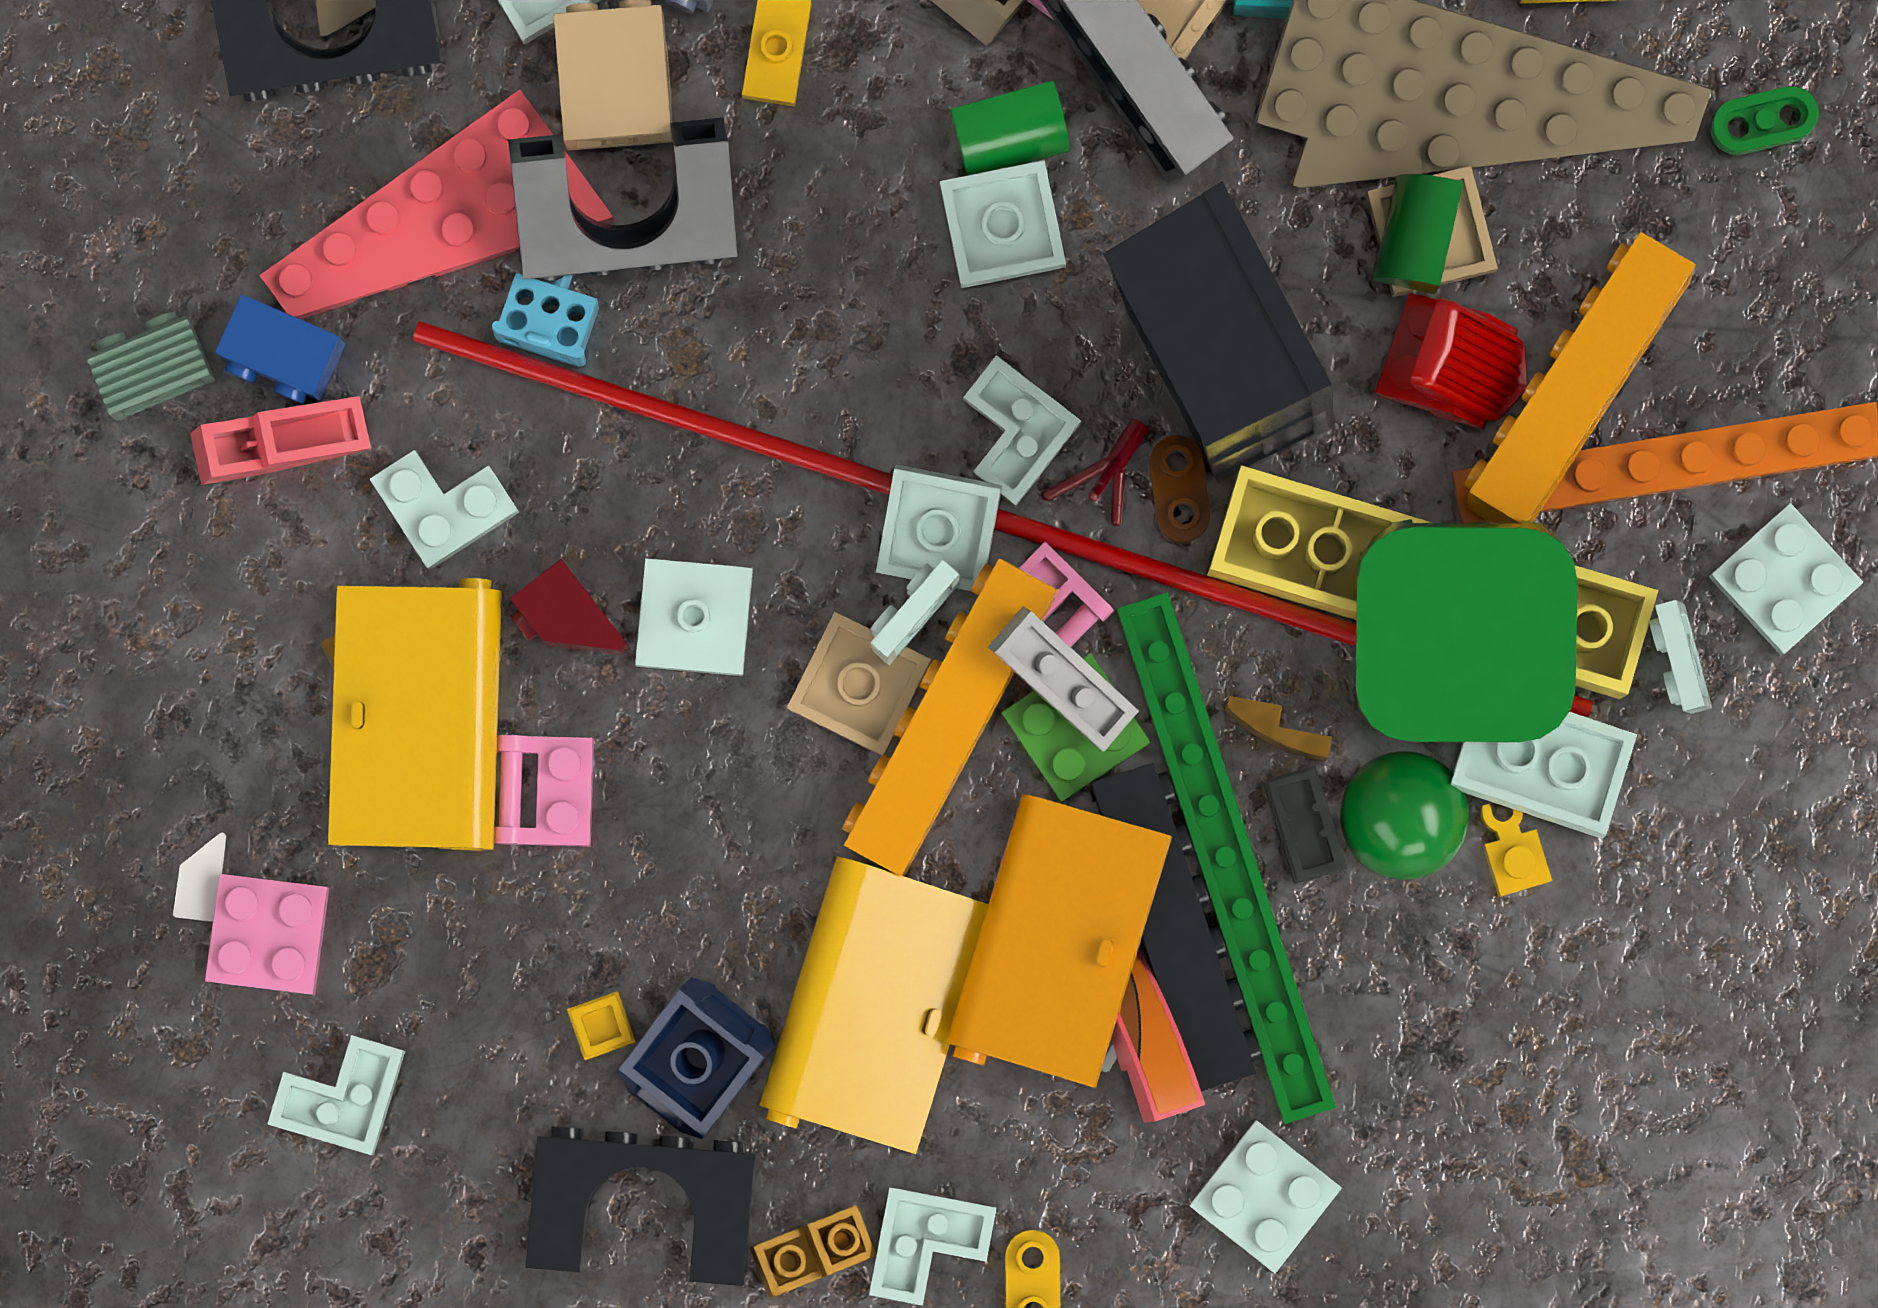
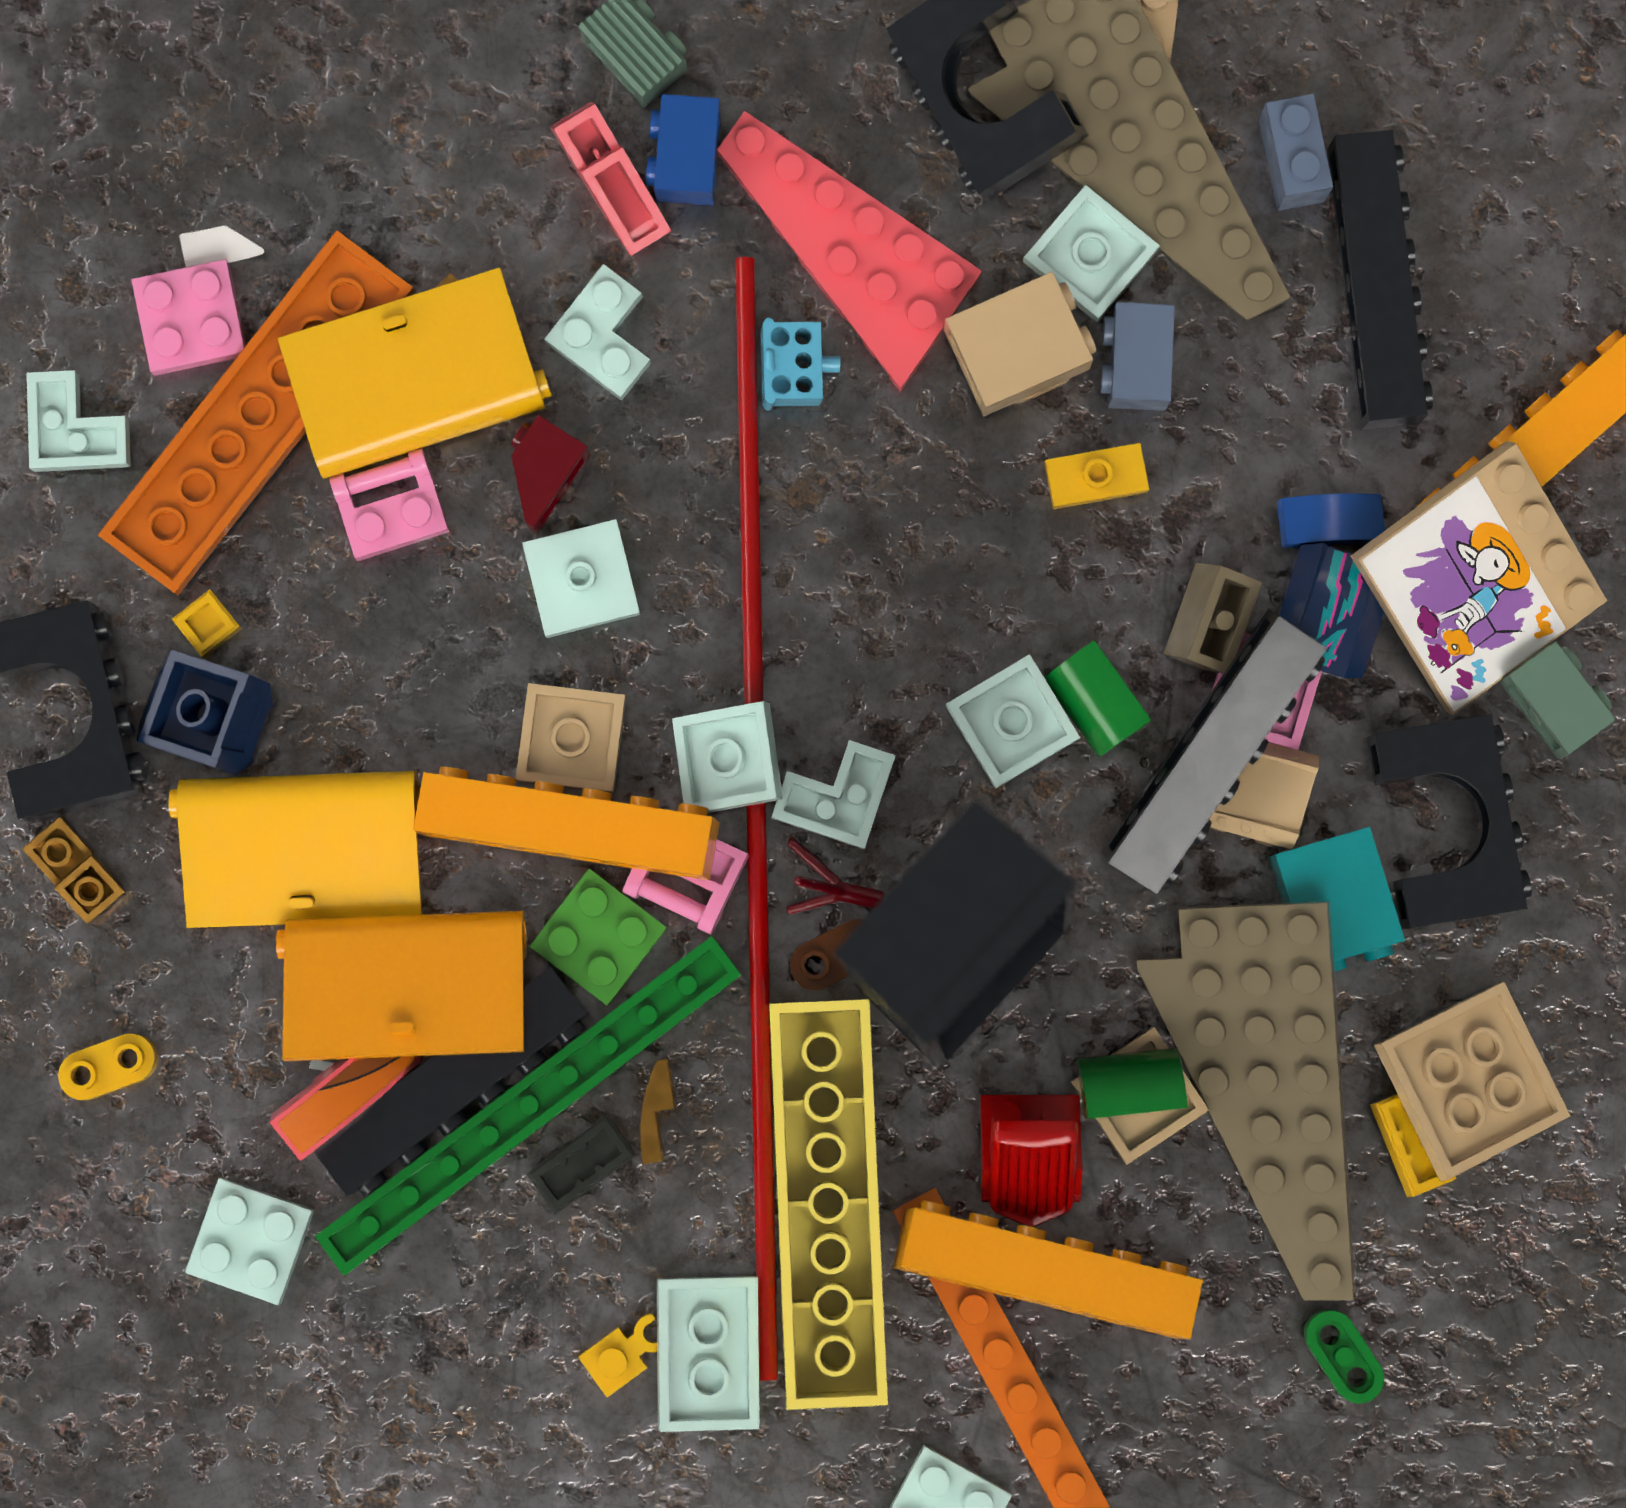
camera: 70 degrees right, 0 degrees up
(403, 914) = (240, 426): none -> orange plate
(689, 226) = (863, 349): arch -> none
(916, 1228) = (122, 951): light aqua plate -> none
(927, 594) = (624, 752): light aqua plate -> none
(1063, 678) = (627, 908): plate -> none
(1403, 815) = (621, 1247): green piece -> none
(1466, 632) = (789, 1247): green tile -> none
(1686, 679) = (819, 1457): light aqua plate -> none

